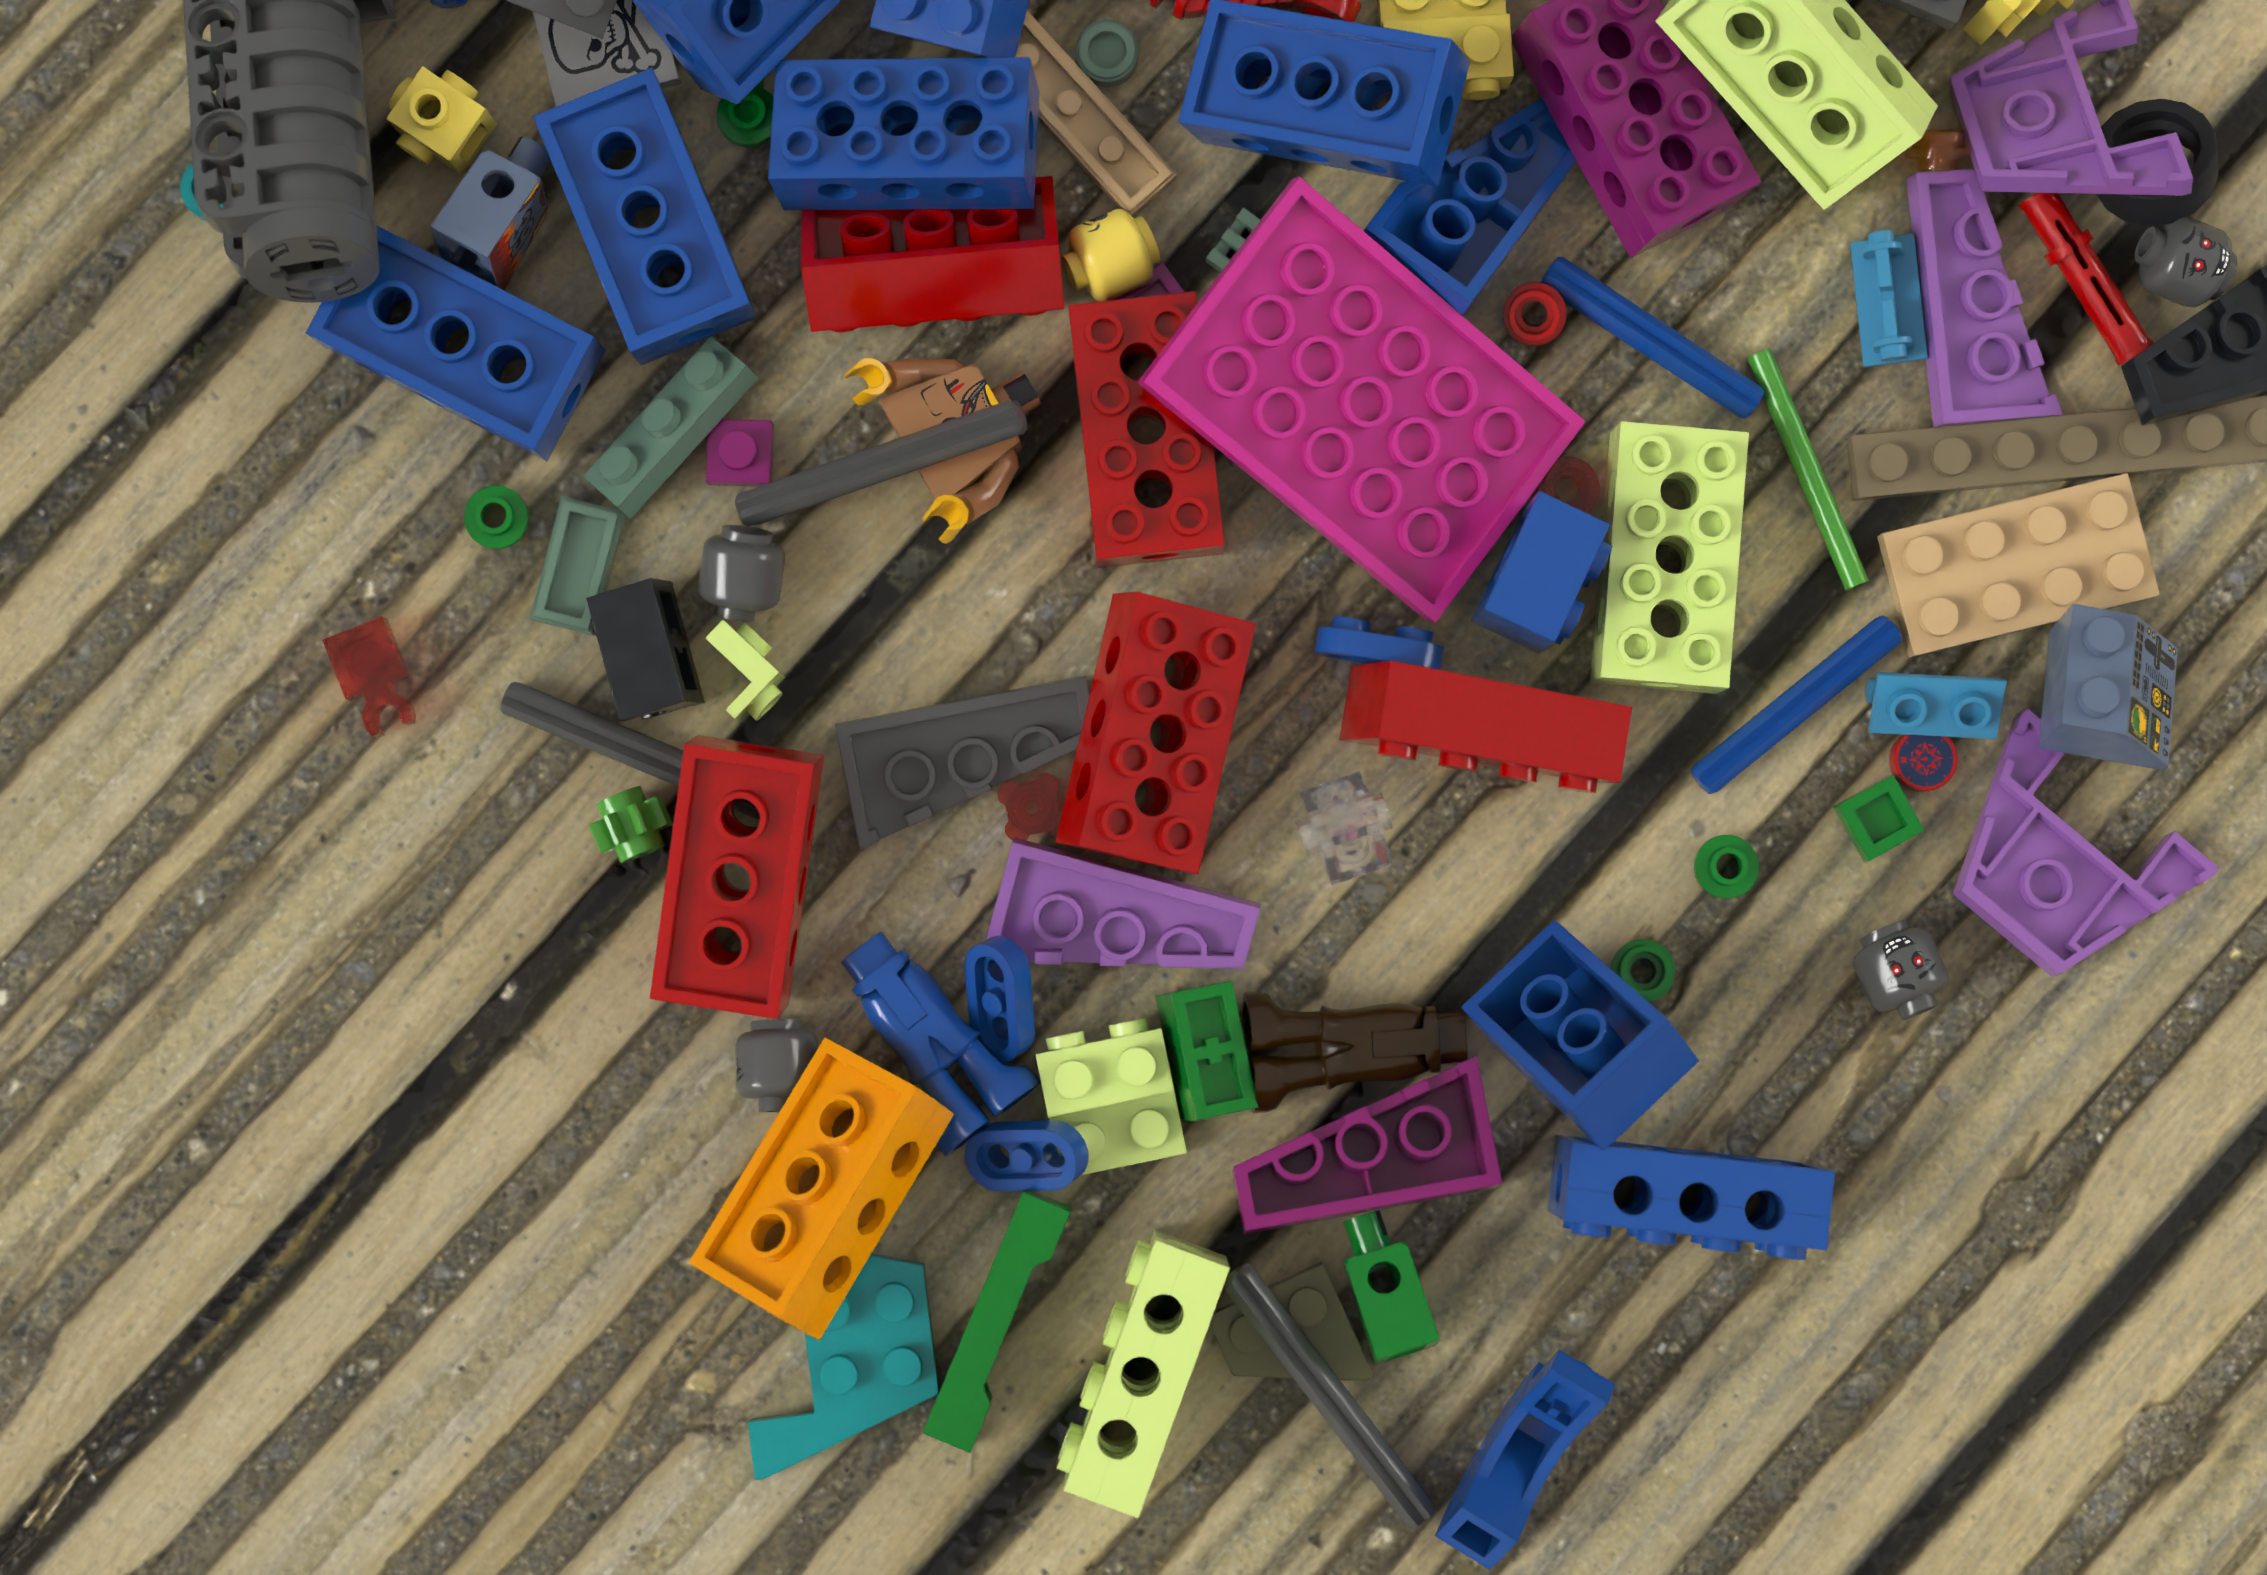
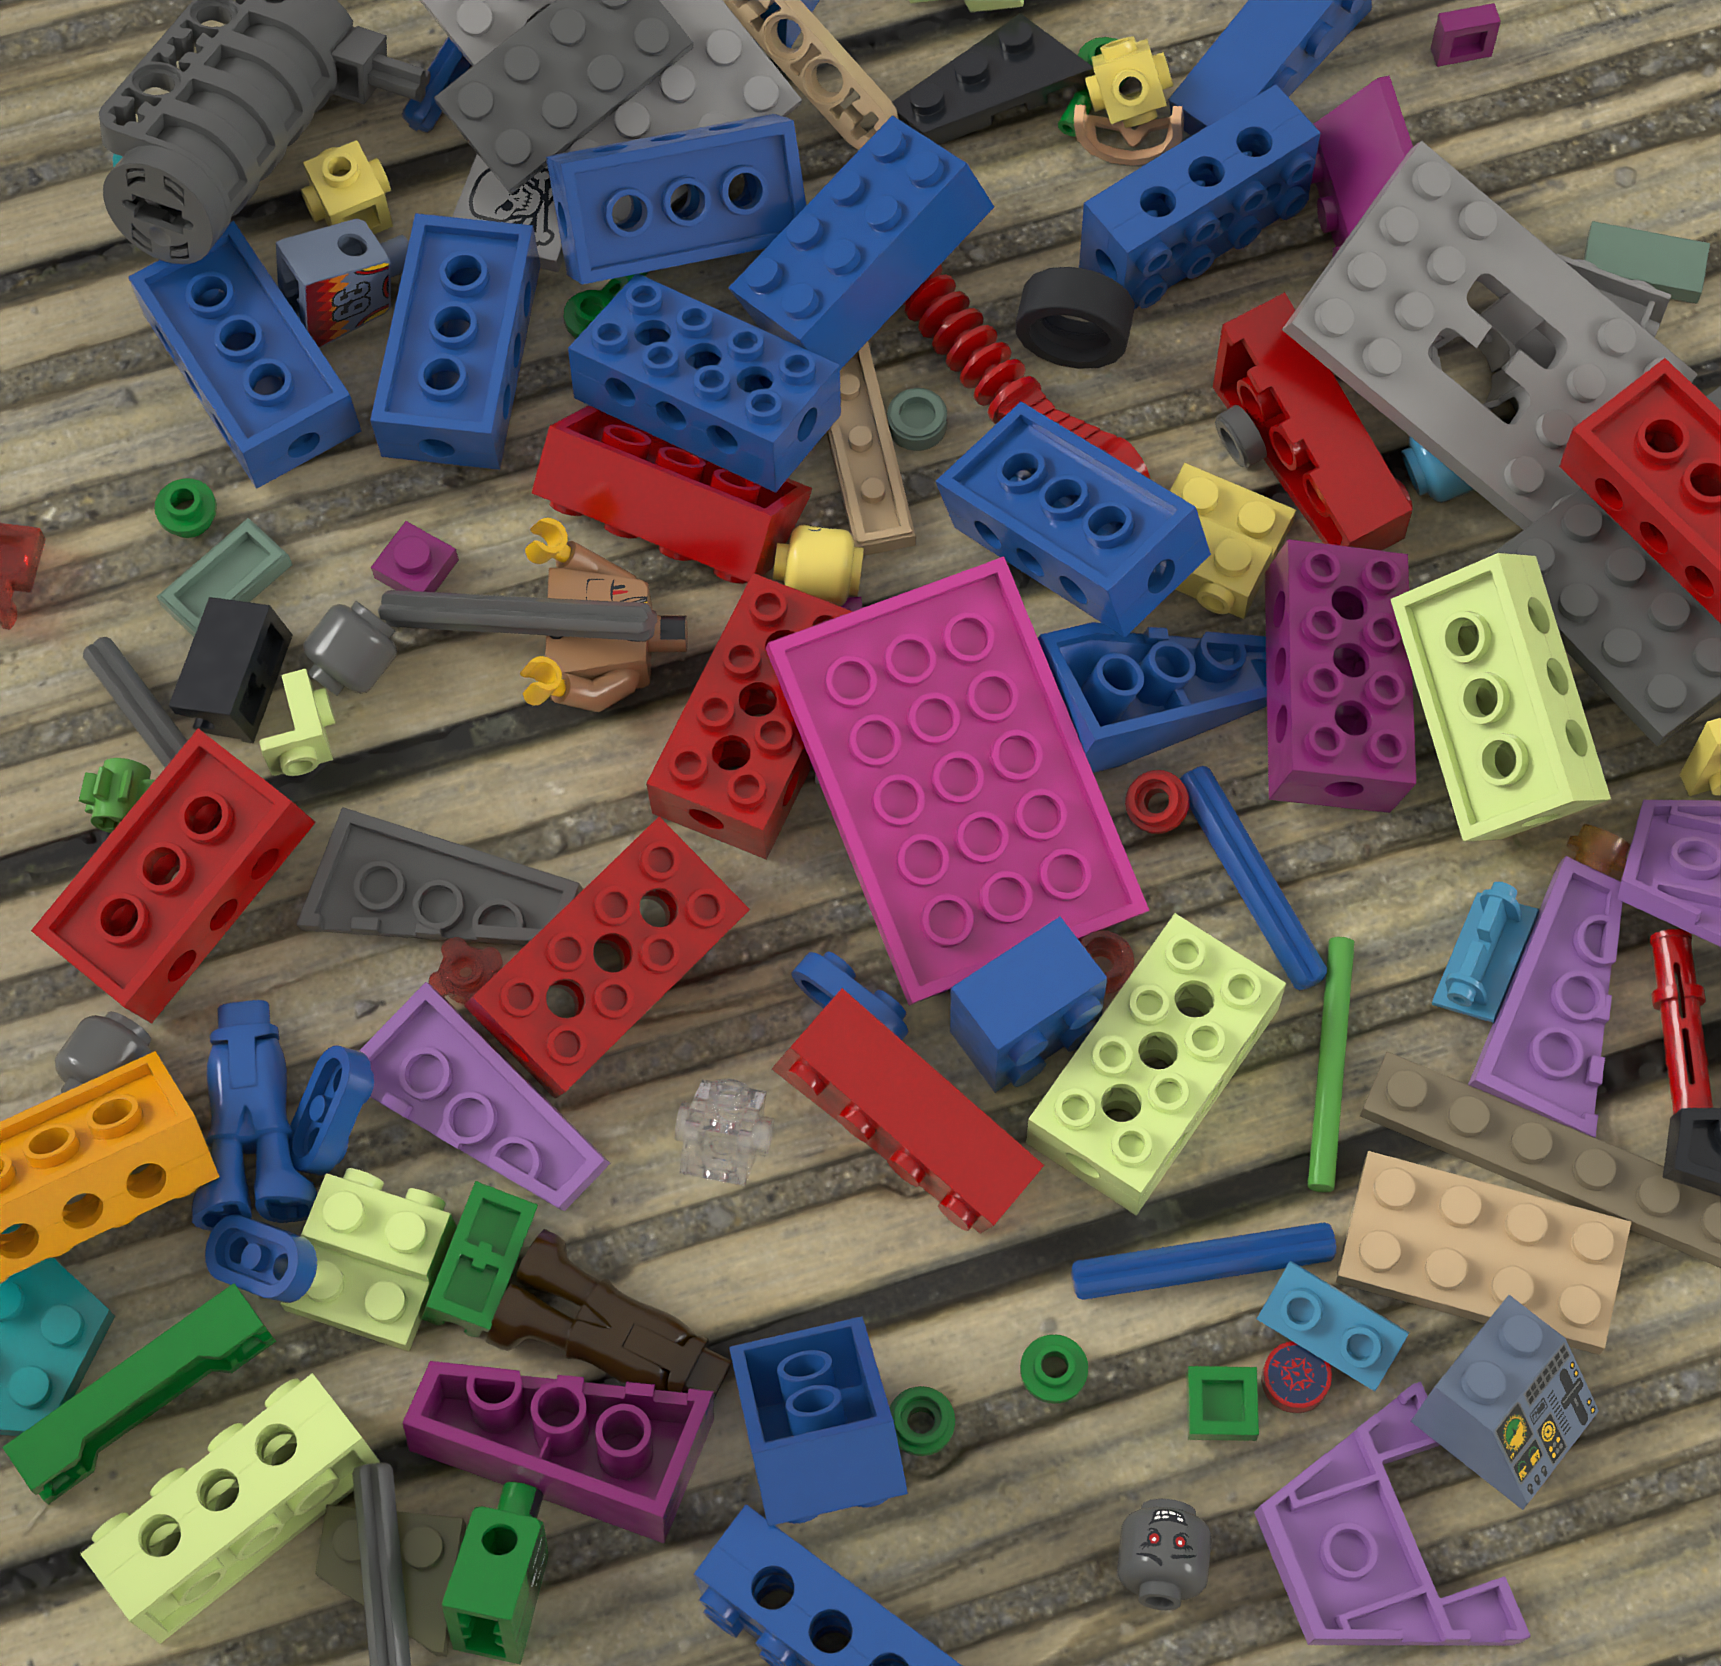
camera: 35 degrees right, 20 degrees down
(670, 427) = (370, 510): sand green plate -> none

